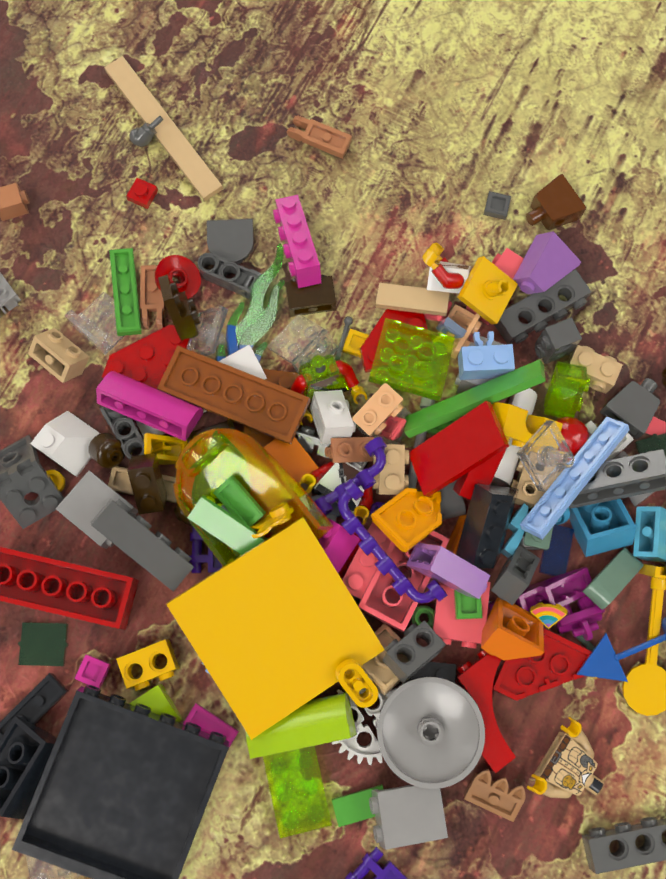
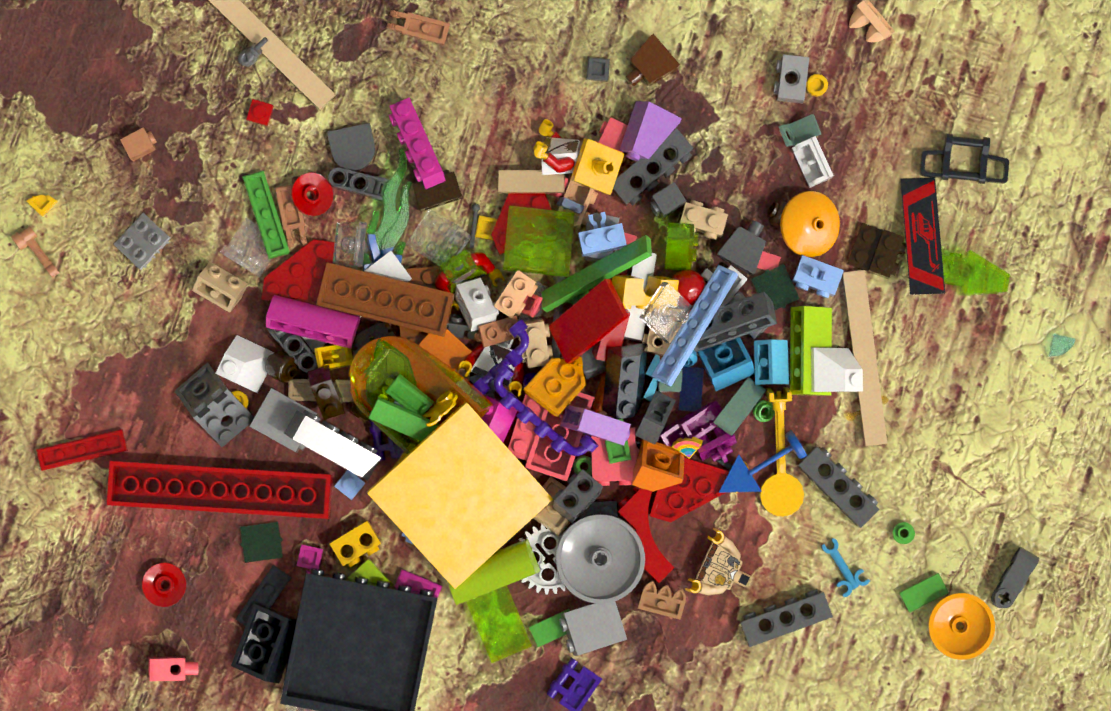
camera: 10 degrees left, 10 degrees up
(156, 595) = (350, 484): none -> light blue plate
(180, 308) = (322, 228): dark brown plate -> none
(355, 682) = (532, 529): yellow plate -> none
(642, 591) = (767, 415): none -> bright green plate

